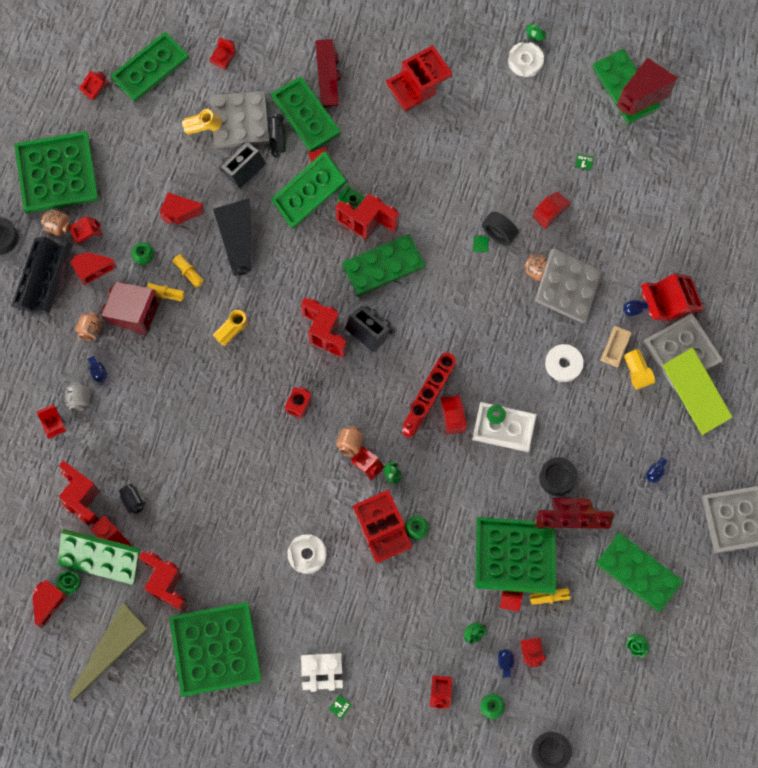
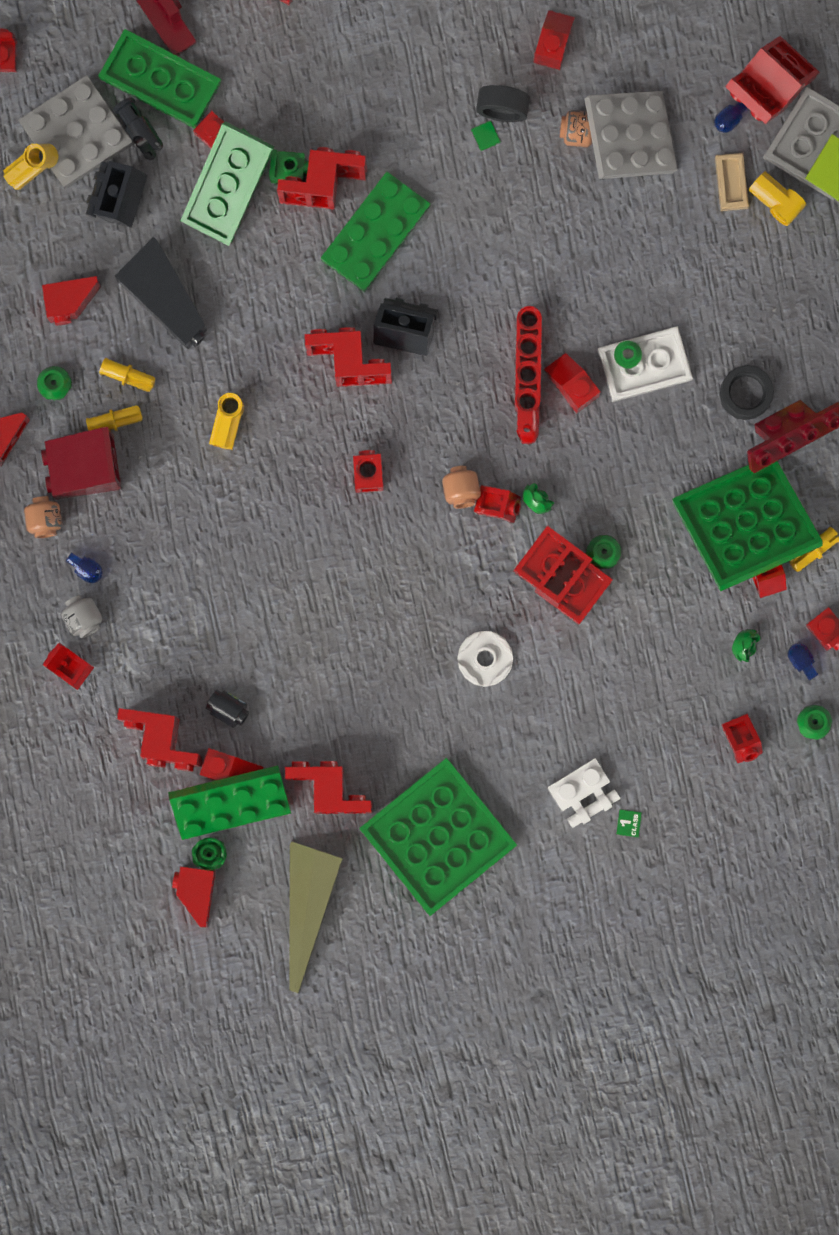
camera: 25 degrees left, 10 degrees up
(566, 352) = (686, 226): white tile -> none

